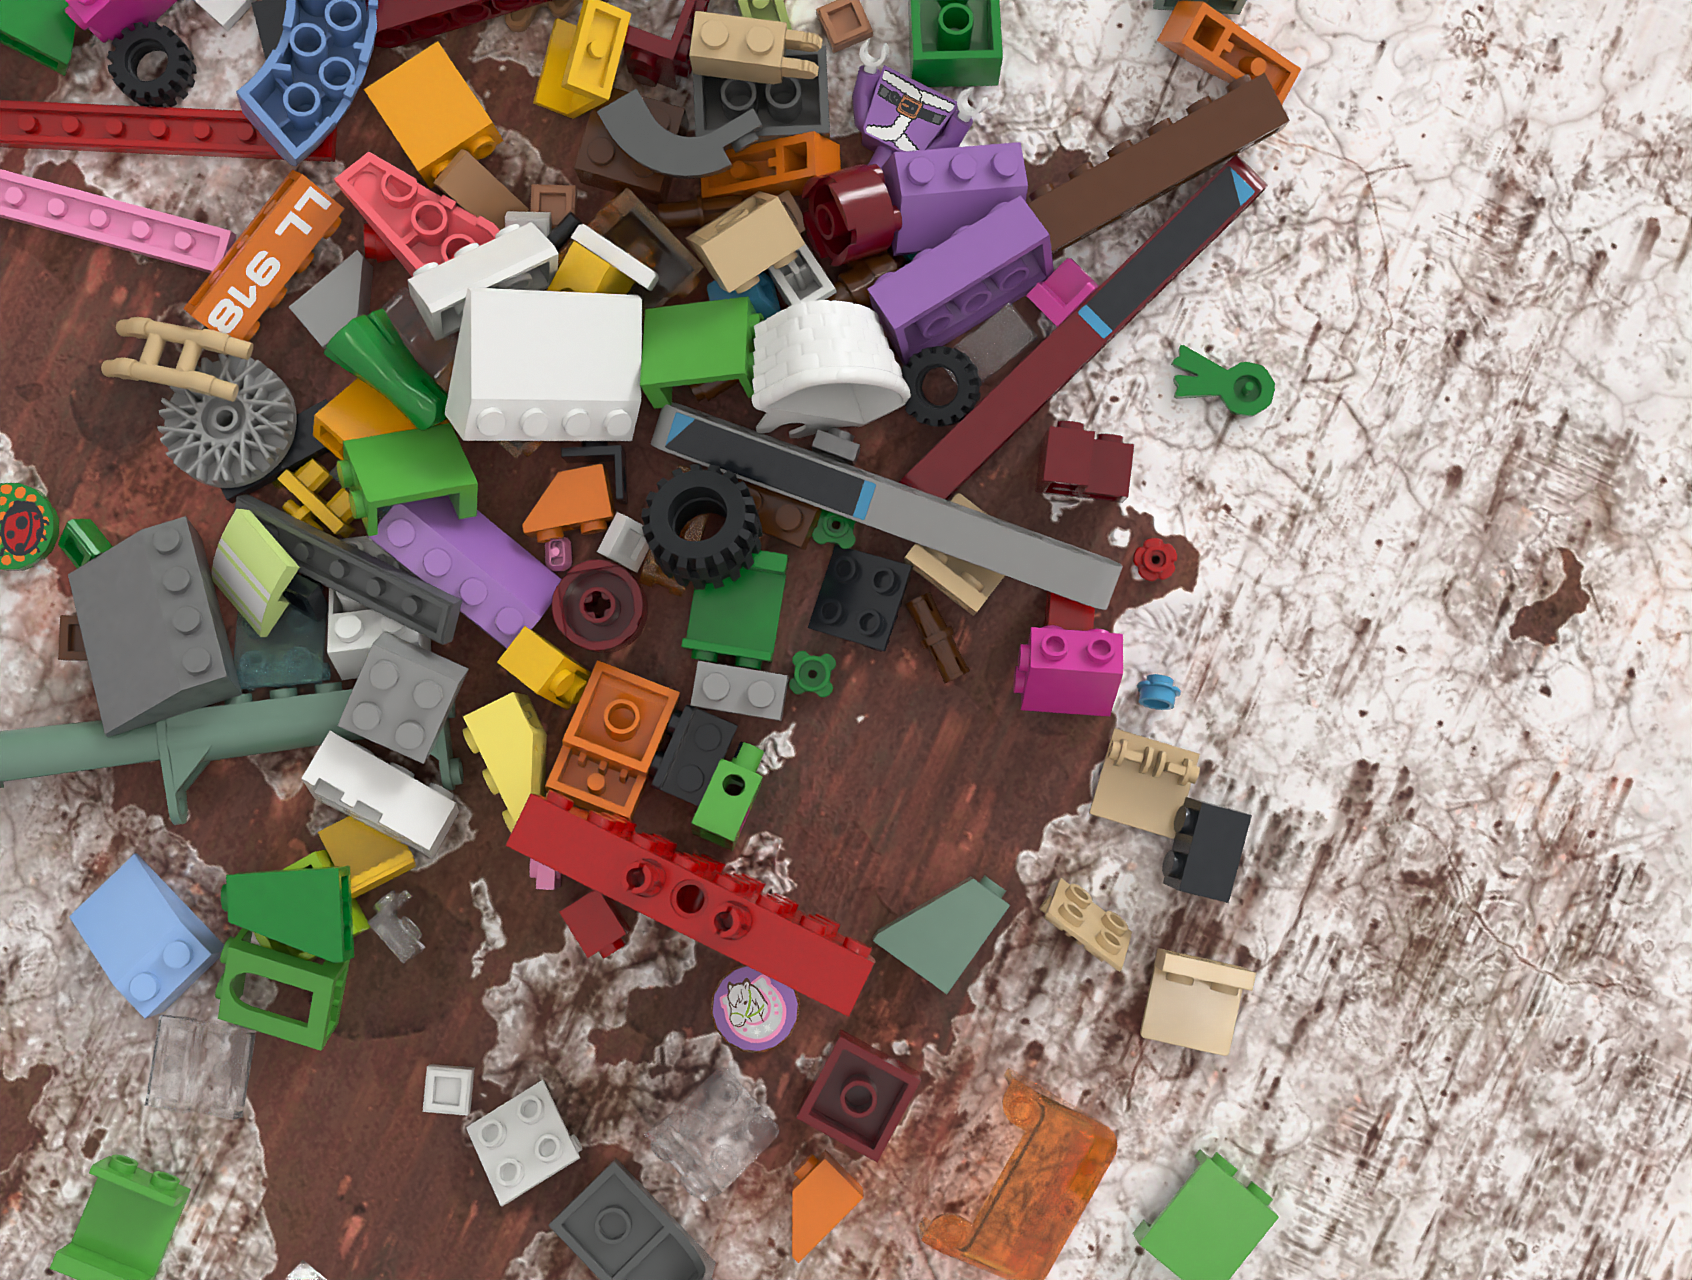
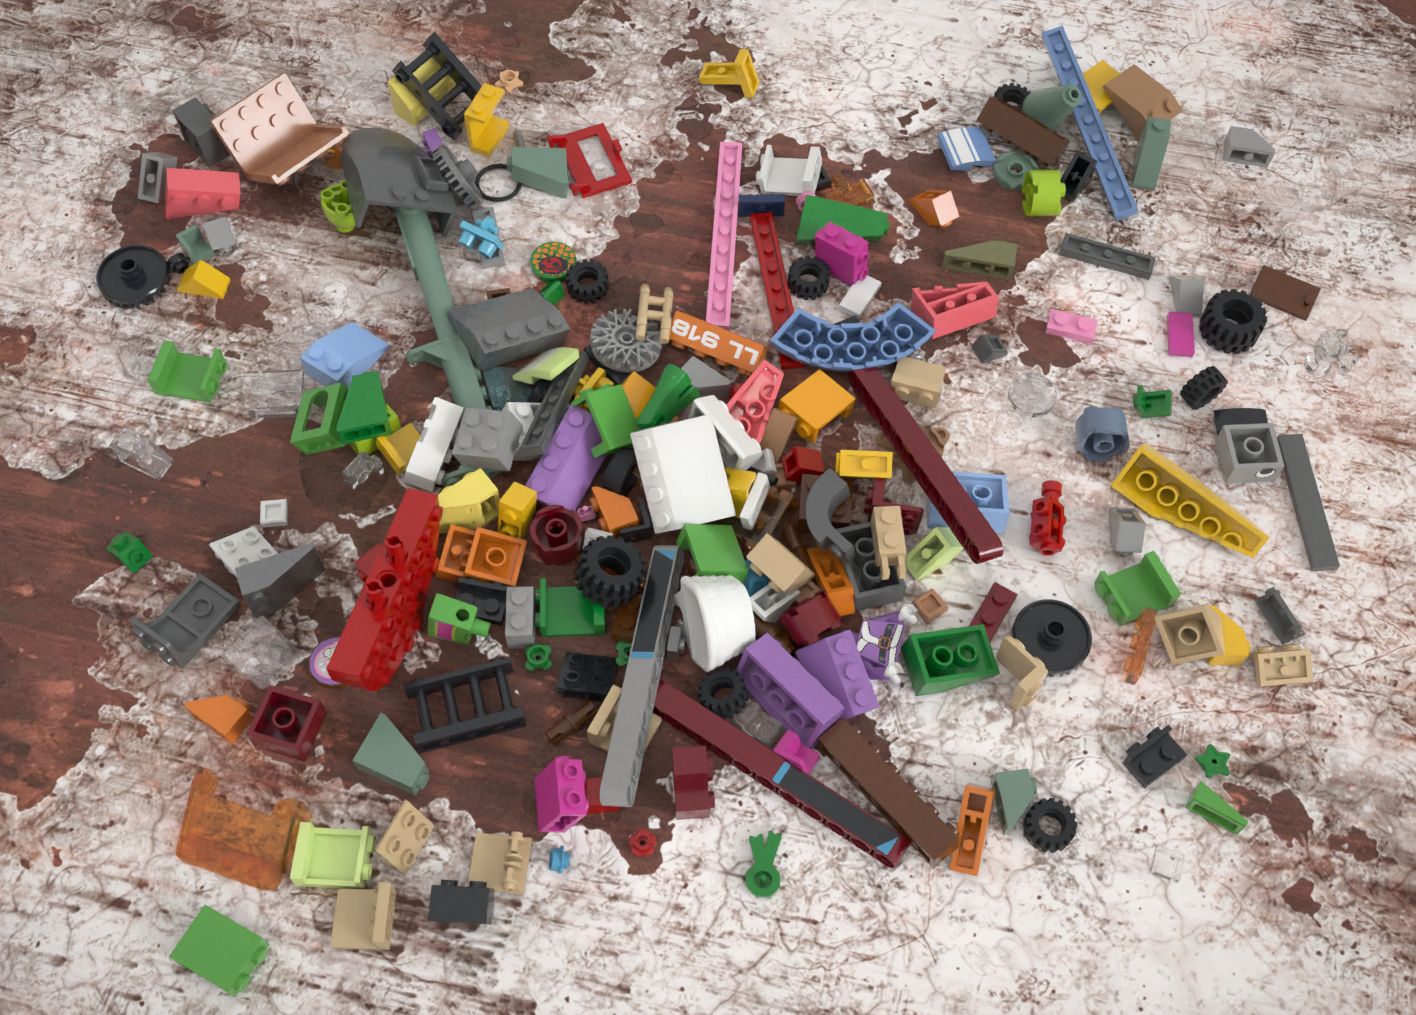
camera: 75 degrees right, 25 degrees down
(47, 464) = (587, 292): none -> black tyre
(504, 474) = (618, 475): none -> black tyre
(548, 164) = (802, 461): none -> red brick
(598, 1097) = (279, 578): none -> flat silver slope
(914, 823) = (458, 730): none -> black fence
(1087, 1039) = (332, 857): none -> yellowish green panel

